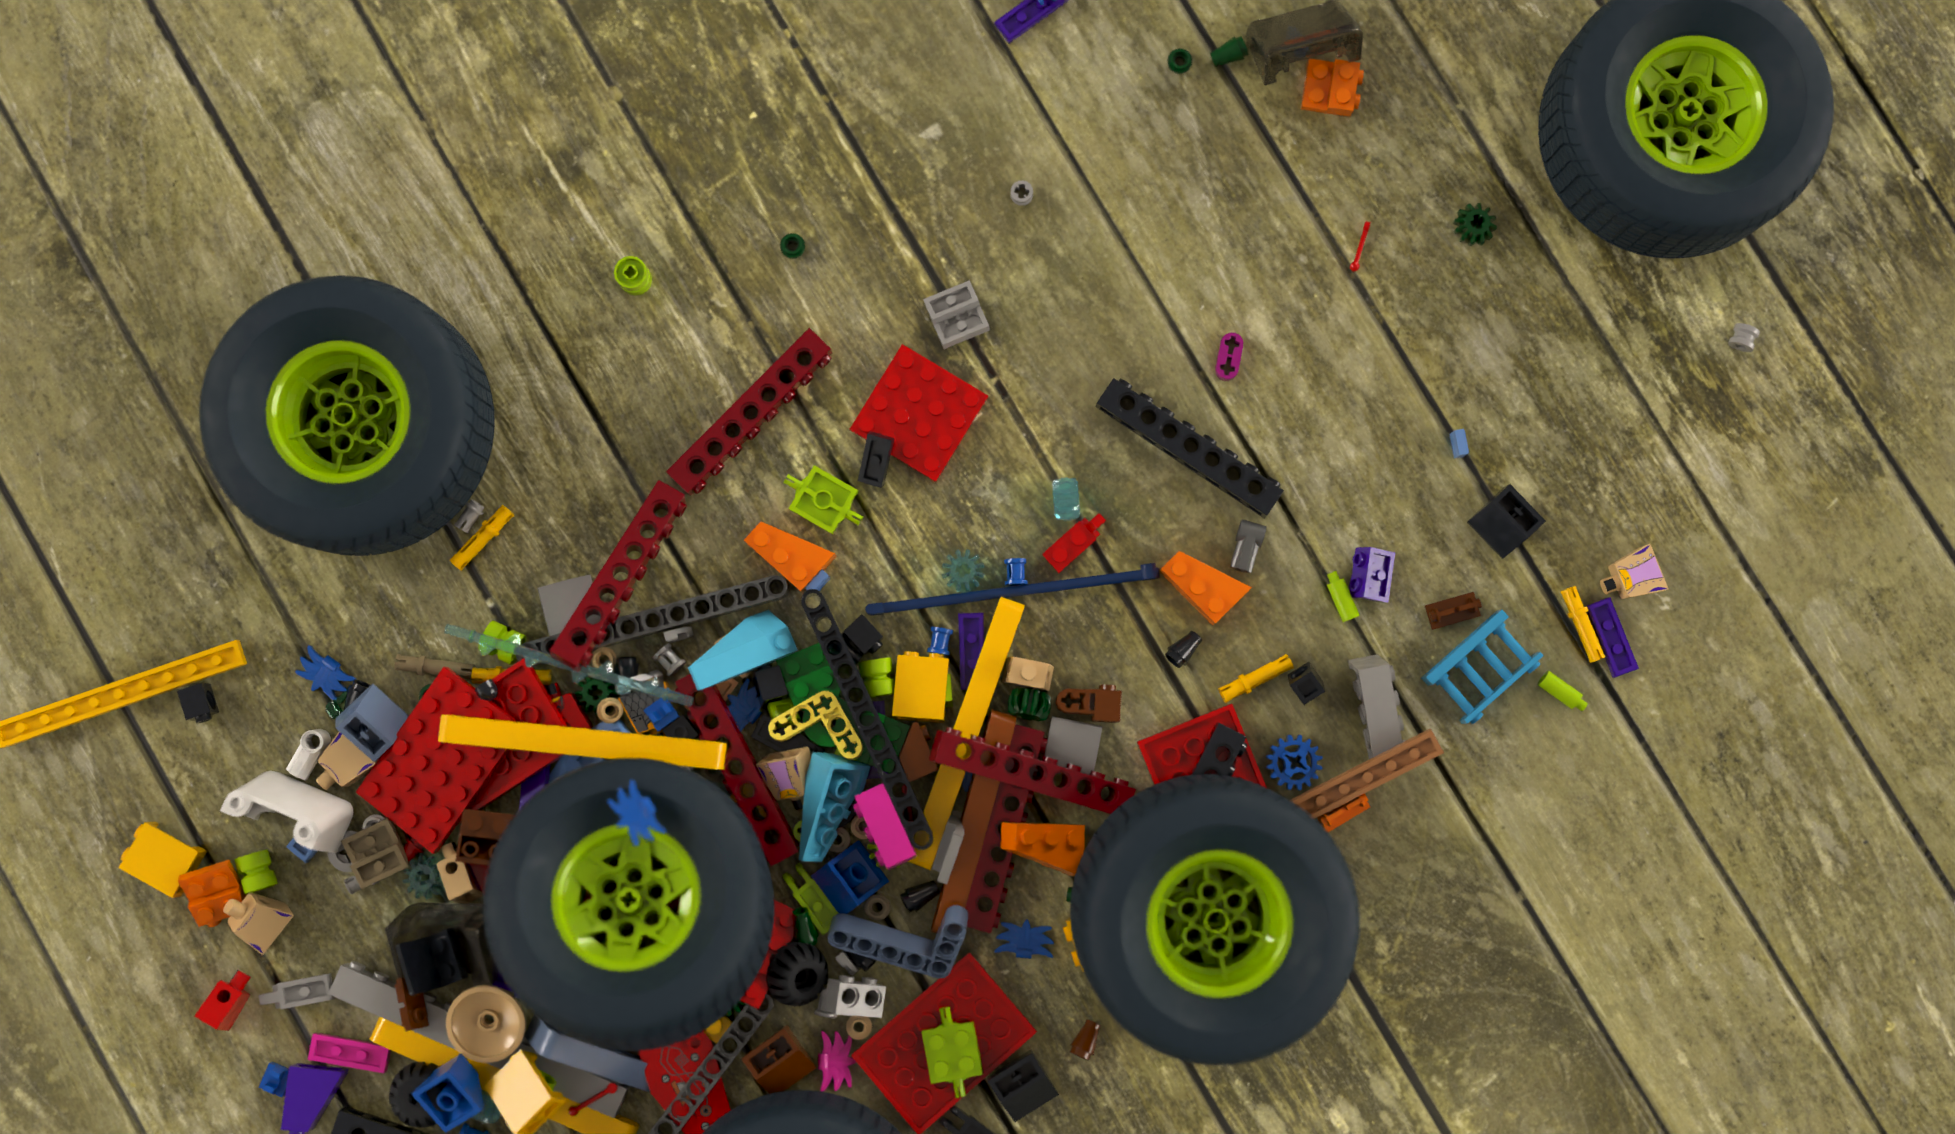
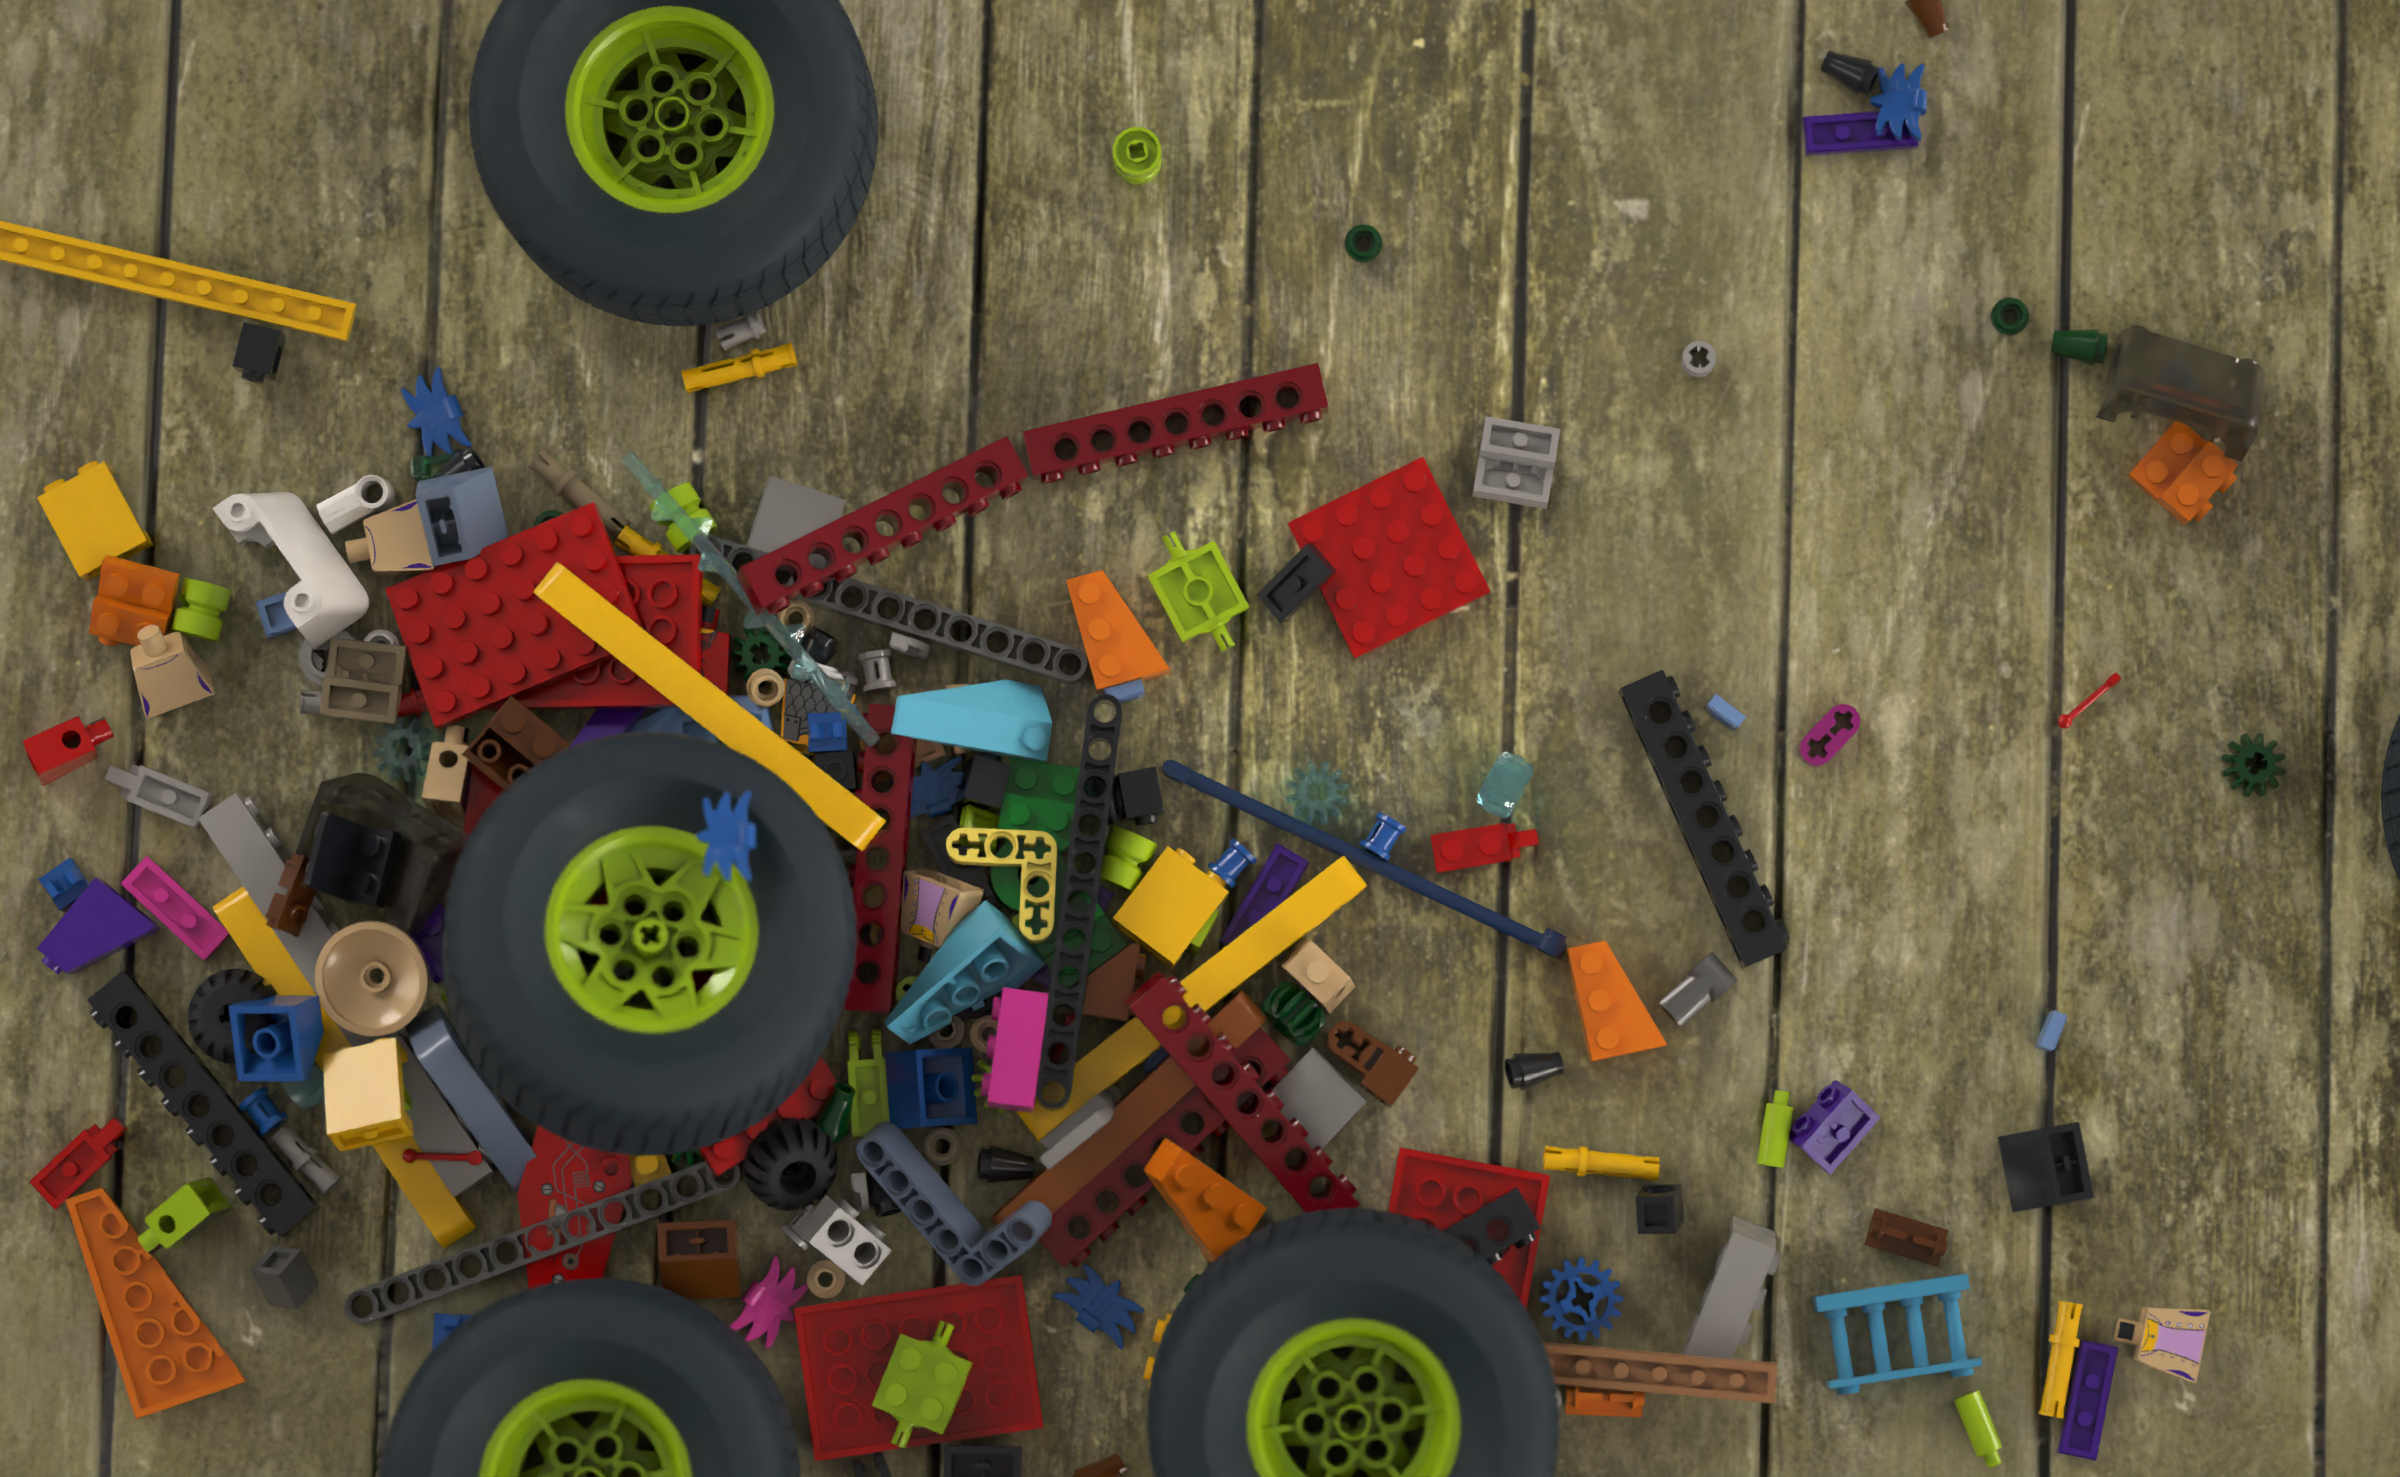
camera: 30 degrees right, 0 degrees up
(487, 690) = (629, 567): black hinge -> none
(1163, 380) = (1724, 712): none -> medium blue tile

